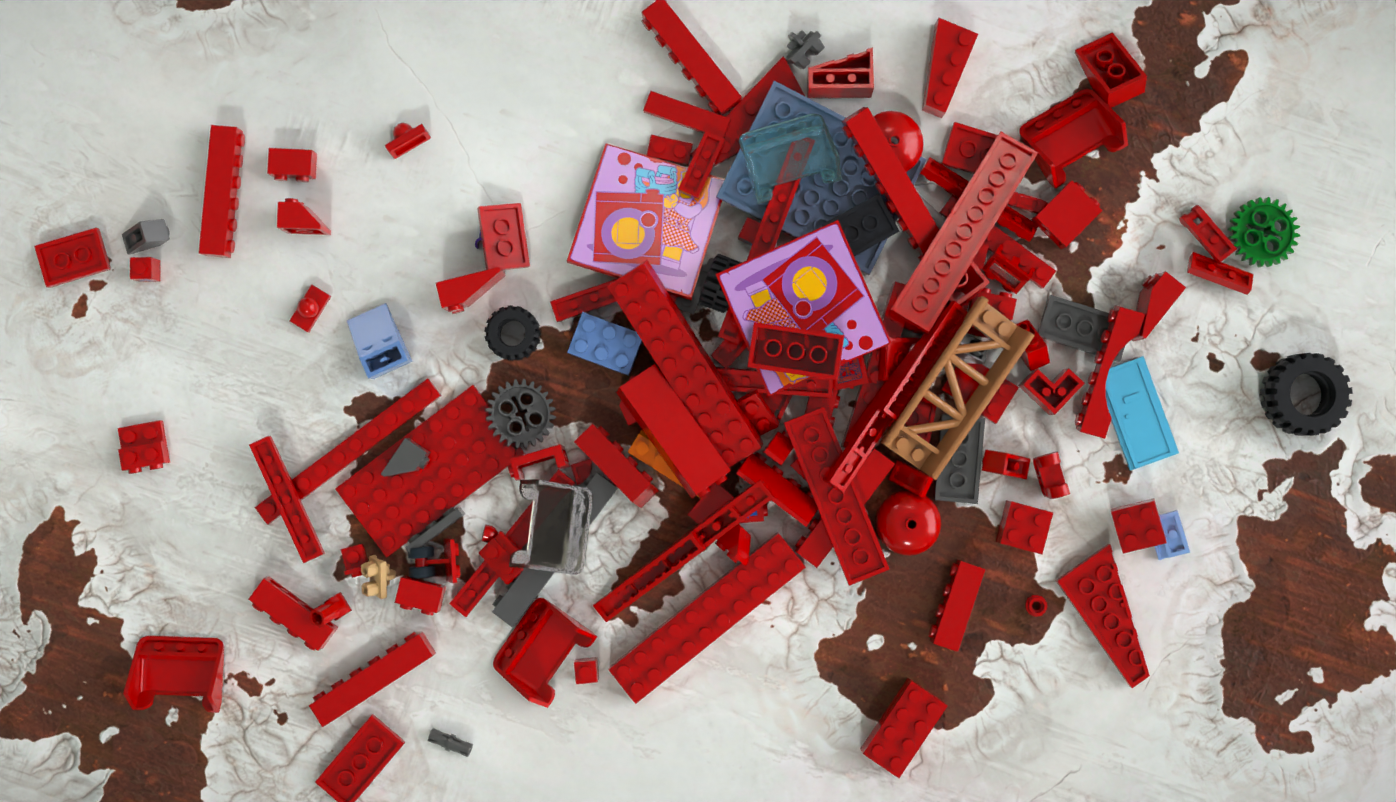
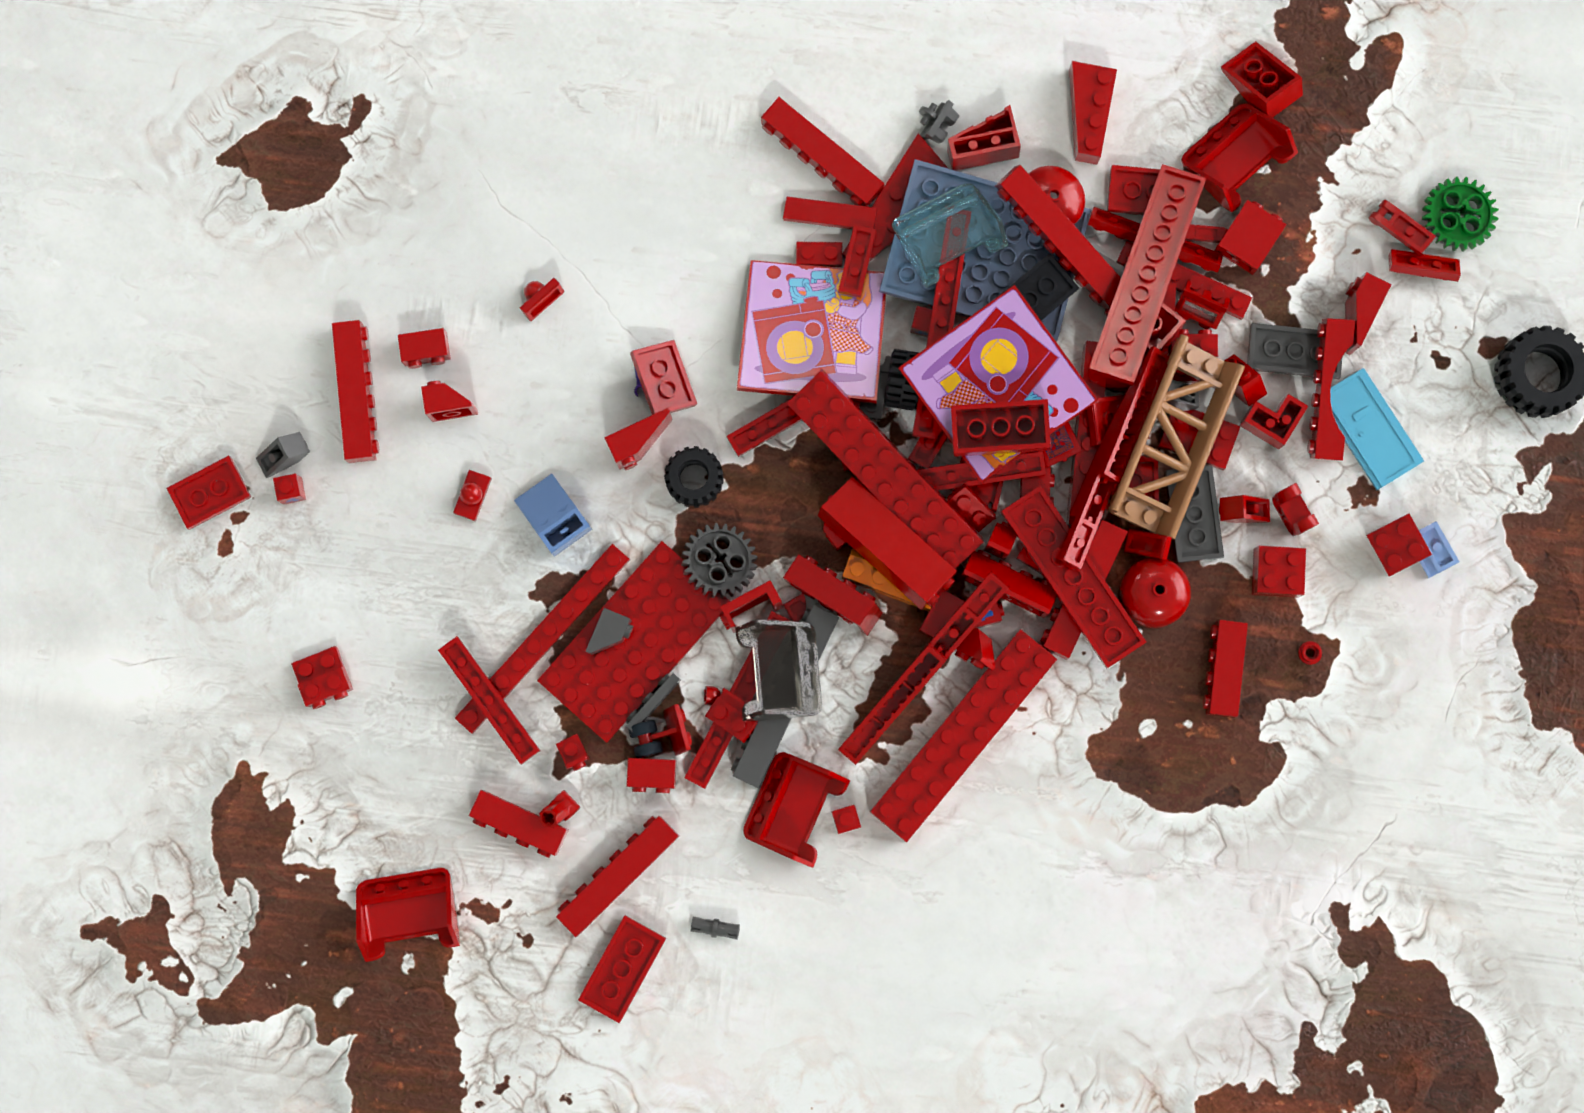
camera: 10 degrees left, 5 degrees down
(380, 577) = (603, 764): tan hips -> none
(605, 344) = (794, 468): medium blue brick -> none
(903, 728) = (1198, 810): red brick -> none
(1102, 604) = (1381, 639): red wing -> none

